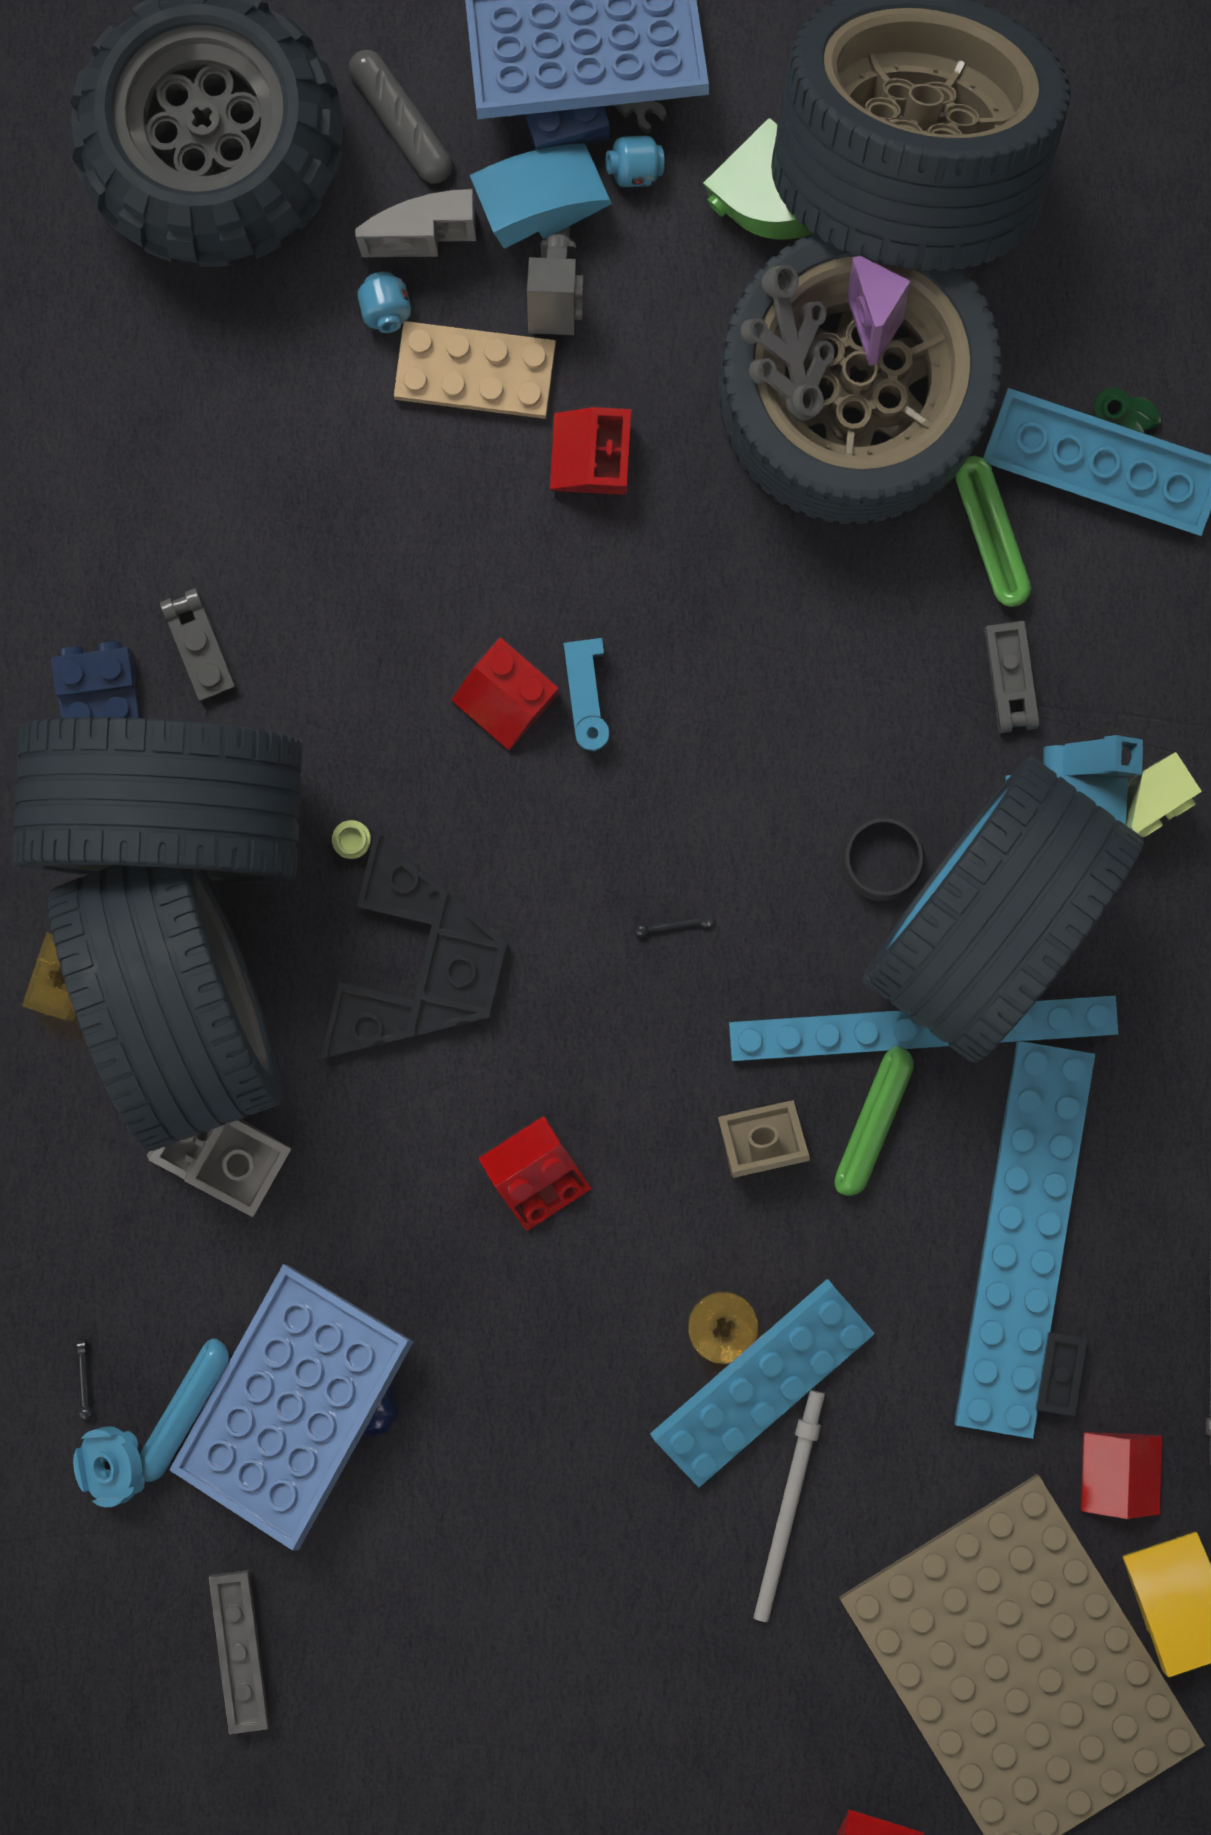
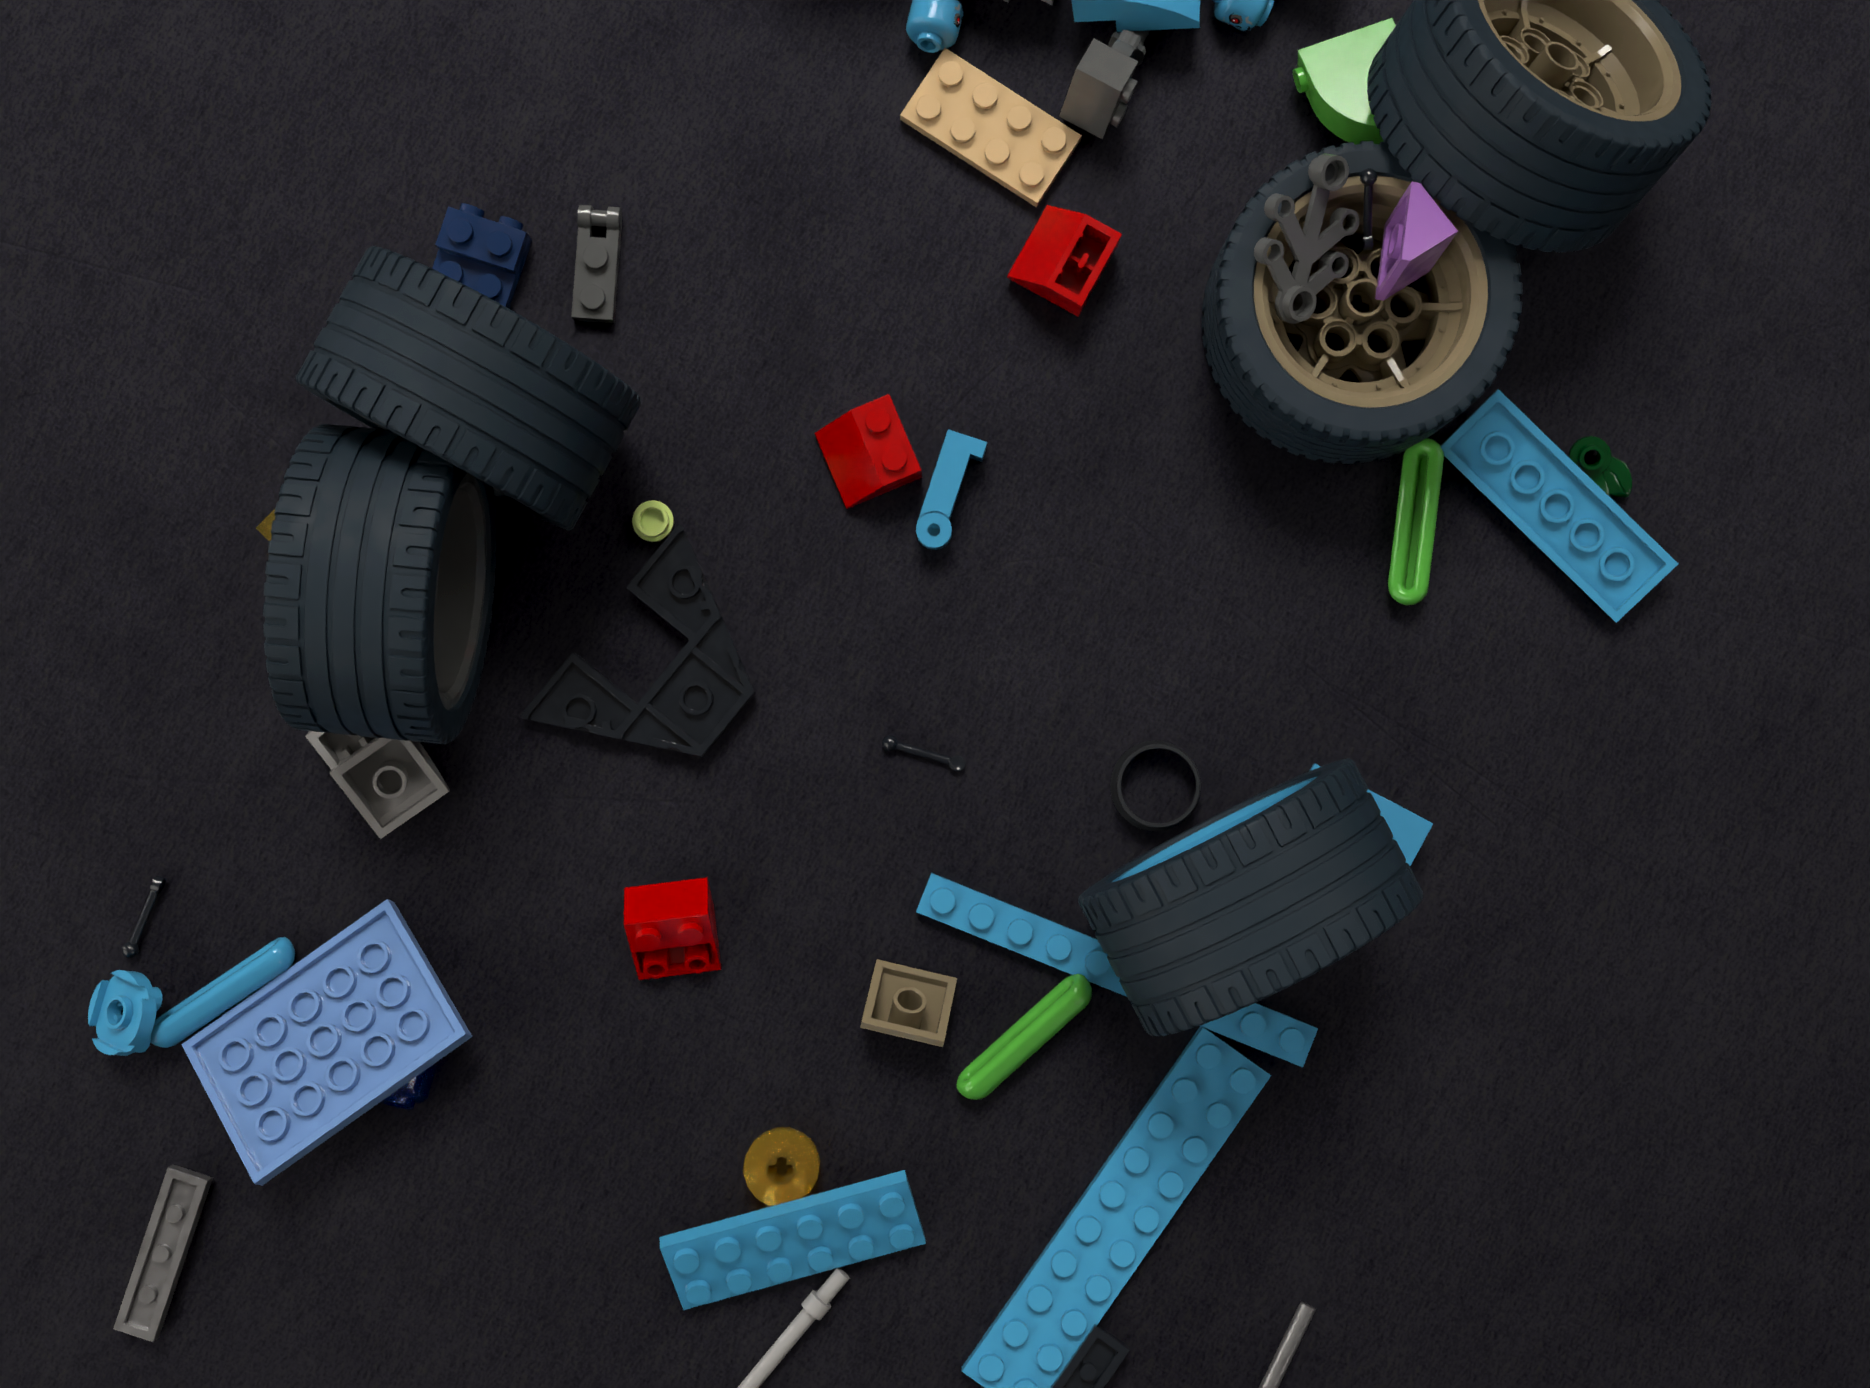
camera: 20 degrees right, 0 degrees up
(815, 270) = (1368, 178): none -> black hinge
(1011, 675) = (1366, 669): dark grey plate -> none
(1095, 757) = (1411, 789): dark azure leg -> none
(1159, 791) = (1457, 853): yellowish green slope -> none

